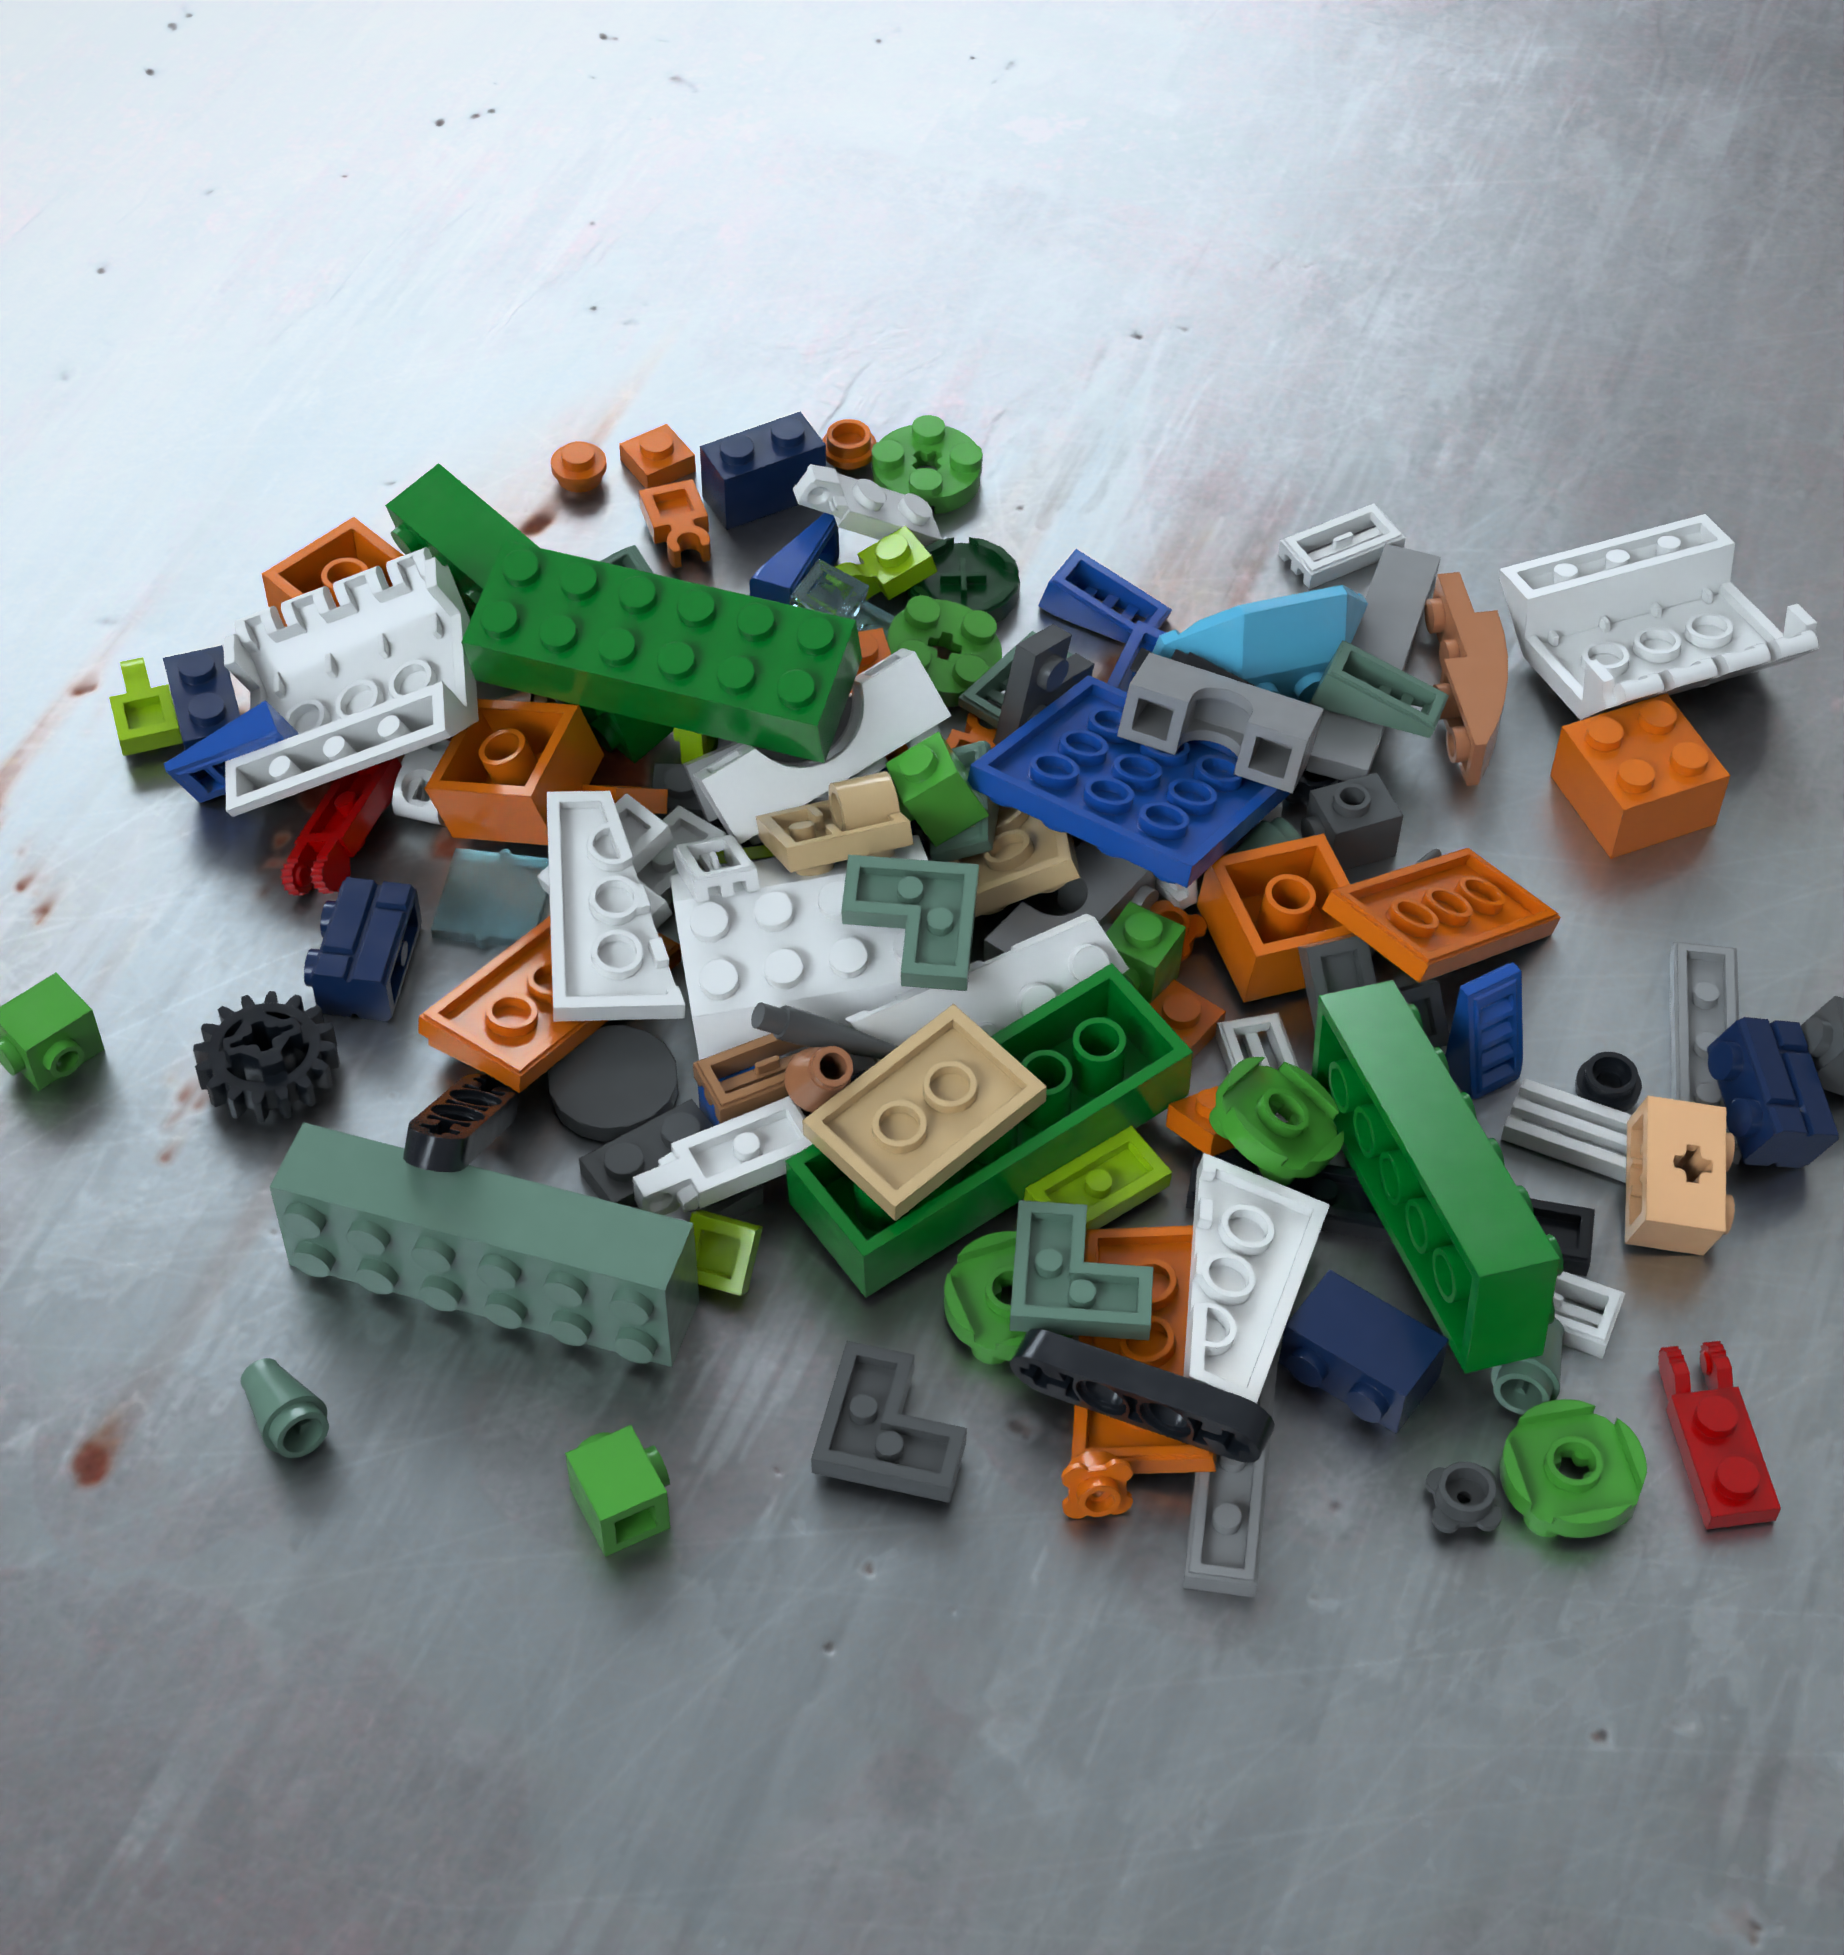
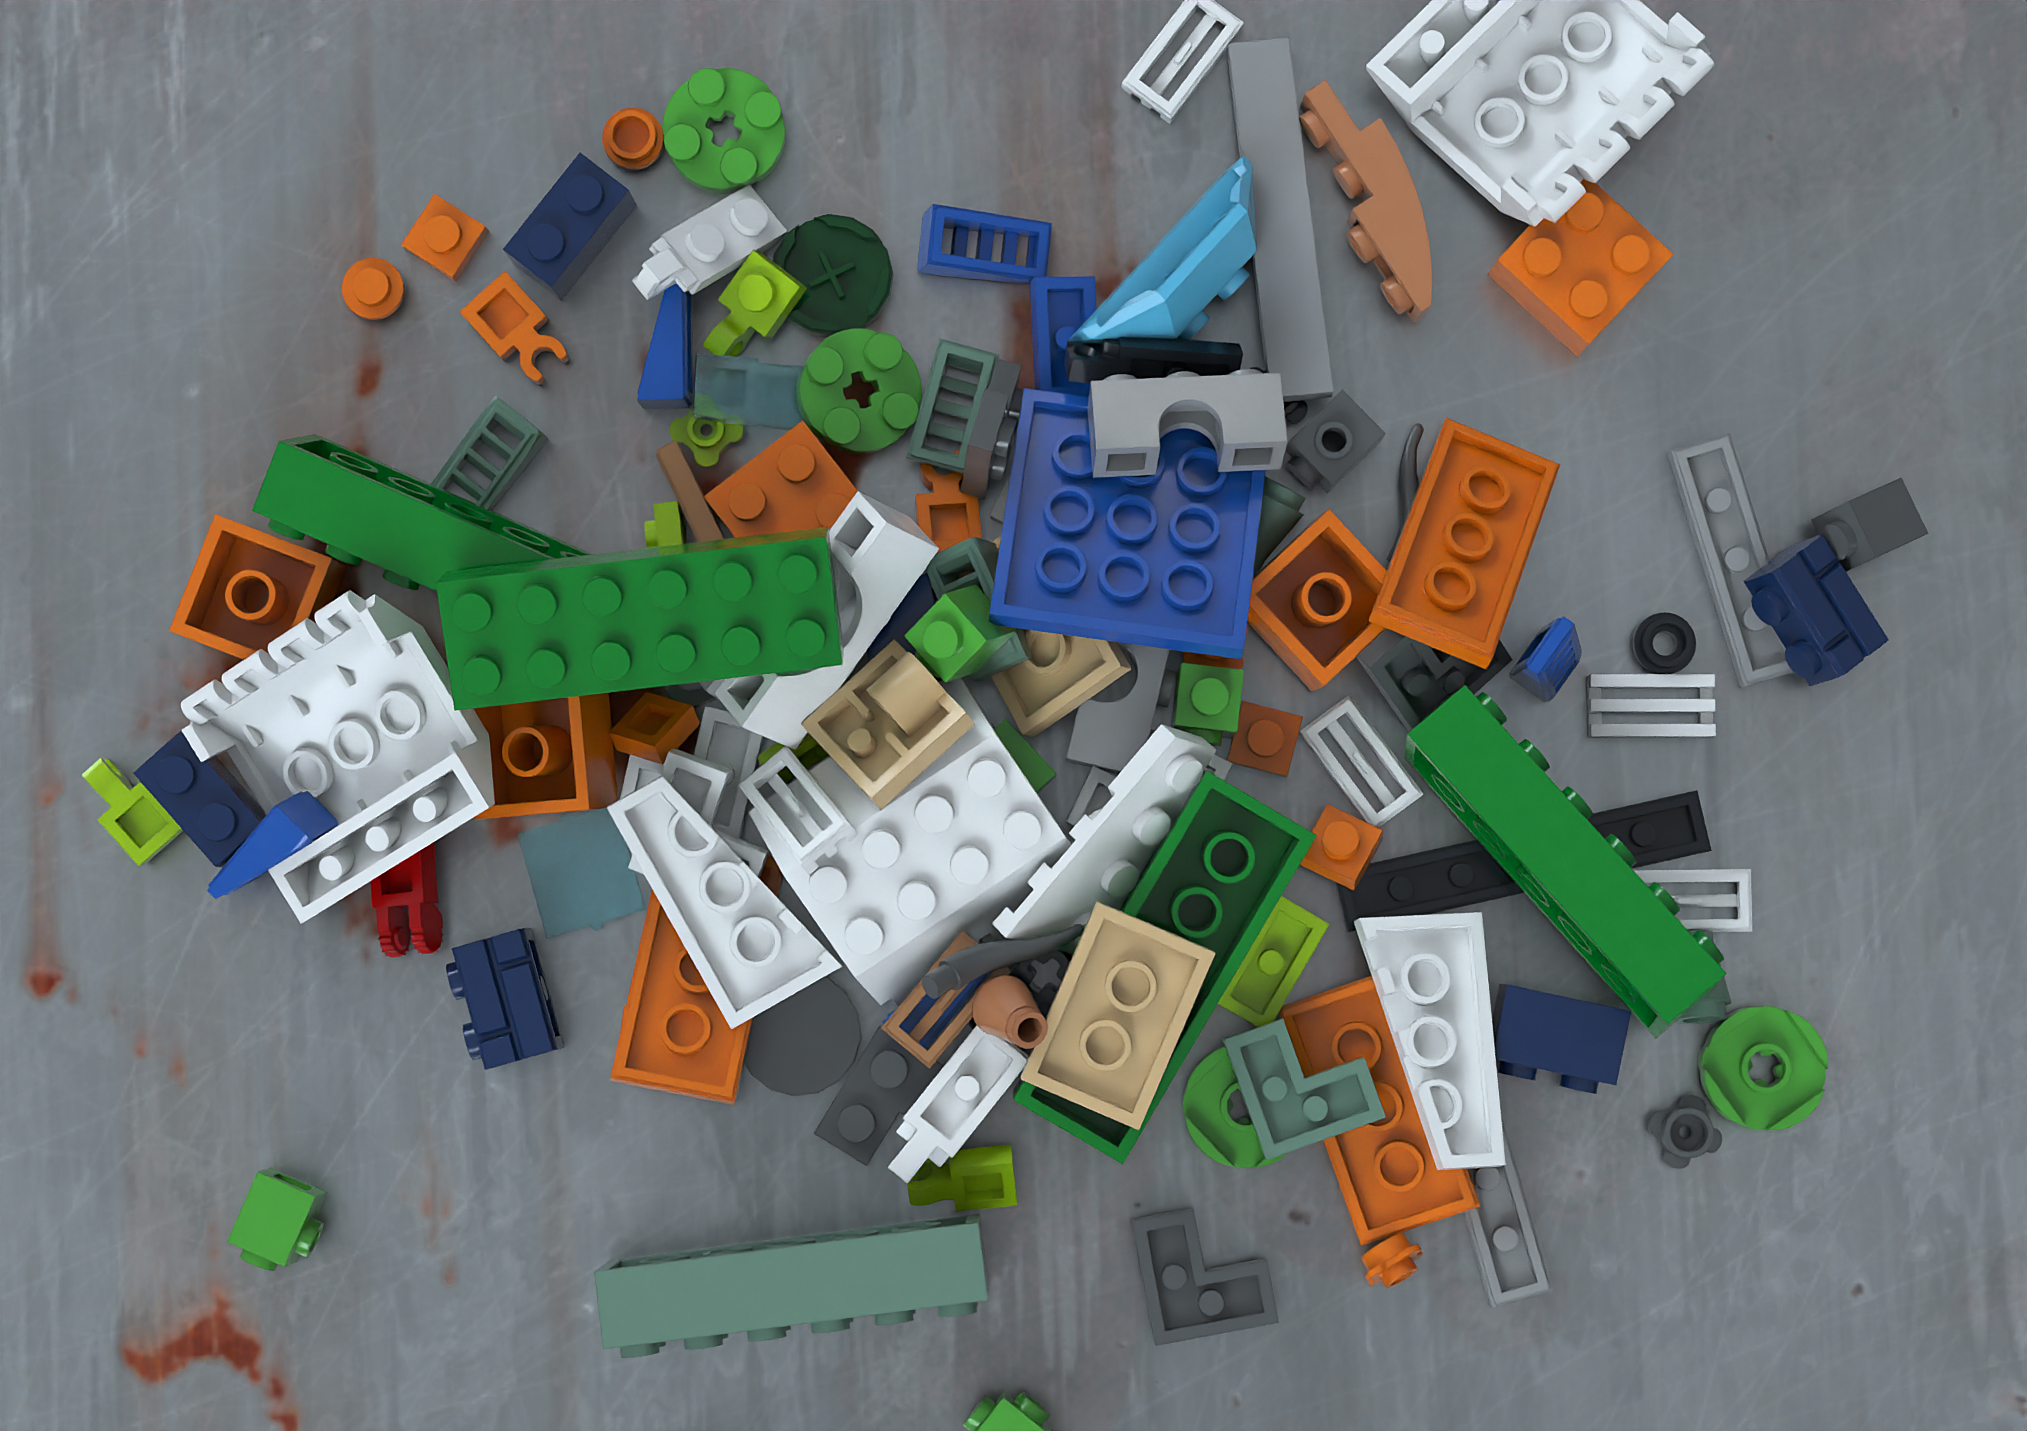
camera: 20 degrees left, 35 degrees up
(266, 1056) = (465, 1133): black gear -> none
(460, 1124) = (718, 1184): black beam -> none
(927, 900) = (1024, 799): sand green plate -> none
(1143, 1395) = (1403, 1185): black beam -> none
(1248, 1120) = (1378, 862): bright green plate -> none
(1378, 692) = (1264, 312): sand green slope -> none
(1678, 1176) = (1740, 720): light nougat brick -> none
(1717, 1441) = (1869, 981): red hinge -> none

